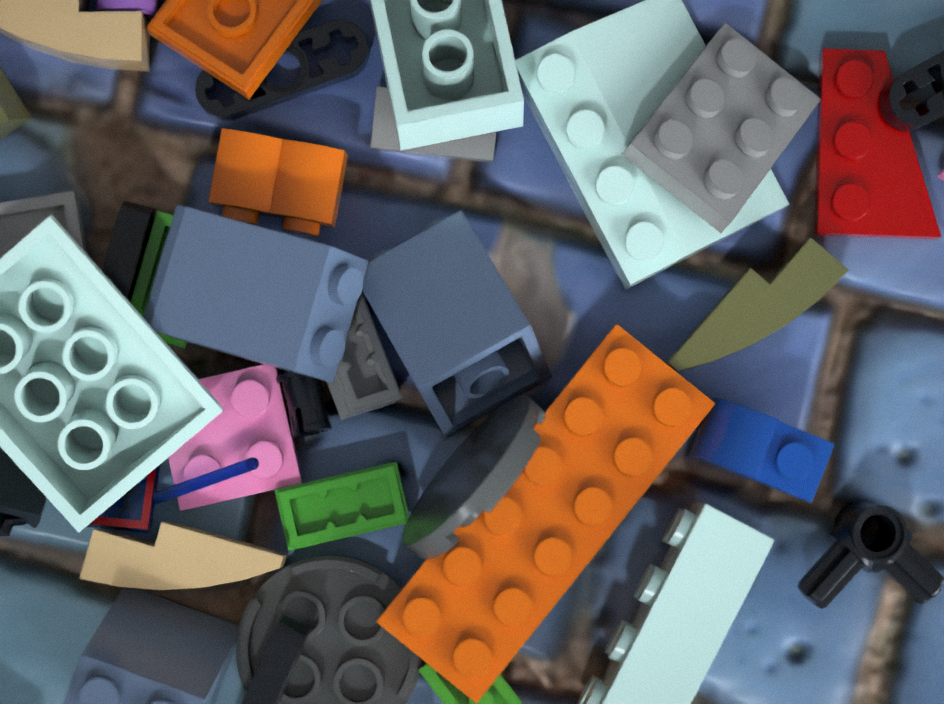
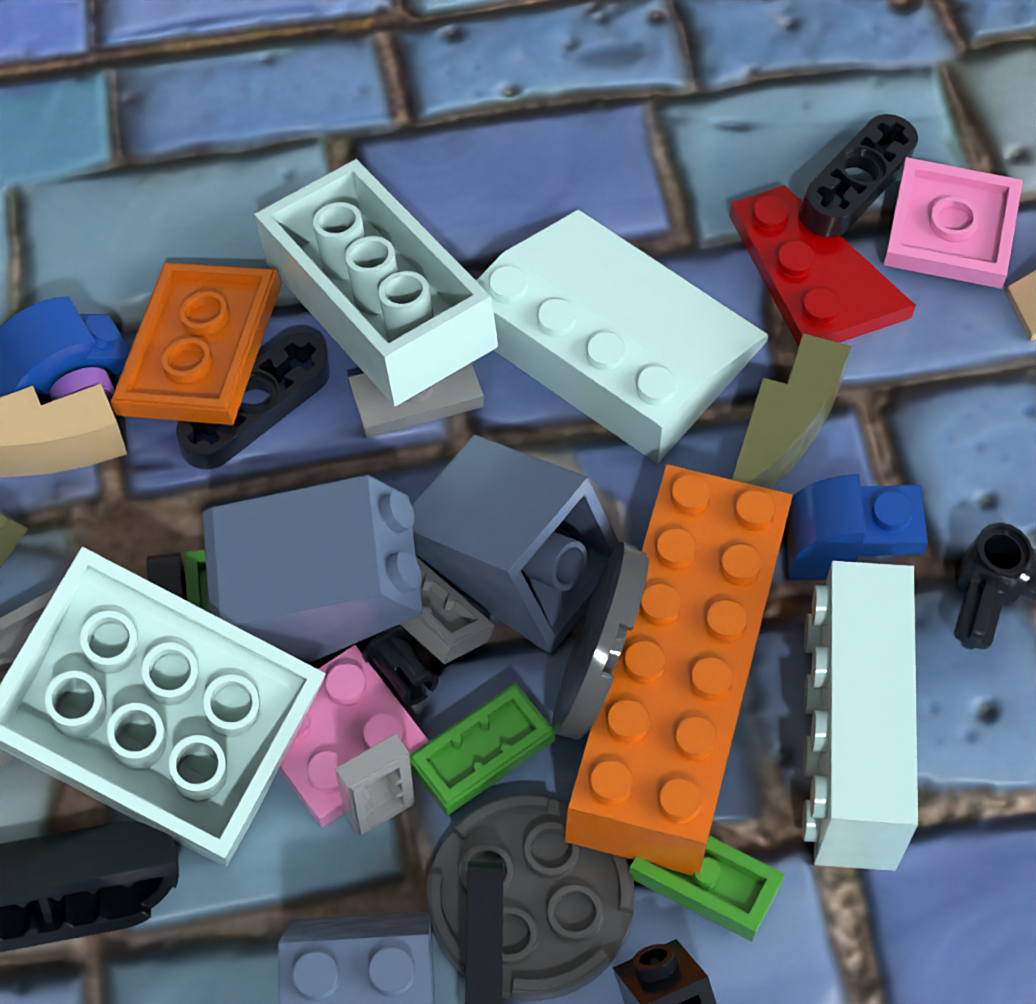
camera: 20 degrees left, 25 degrees down
(136, 507) = (275, 822): clear blue piece -> none
(177, 560) = (342, 863): tan slope -> none
(230, 513) = (376, 785): none -> light grey plate
(278, 180) = (285, 464): orange brick -> none
(722, 127) = (676, 282): light grey plate -> none

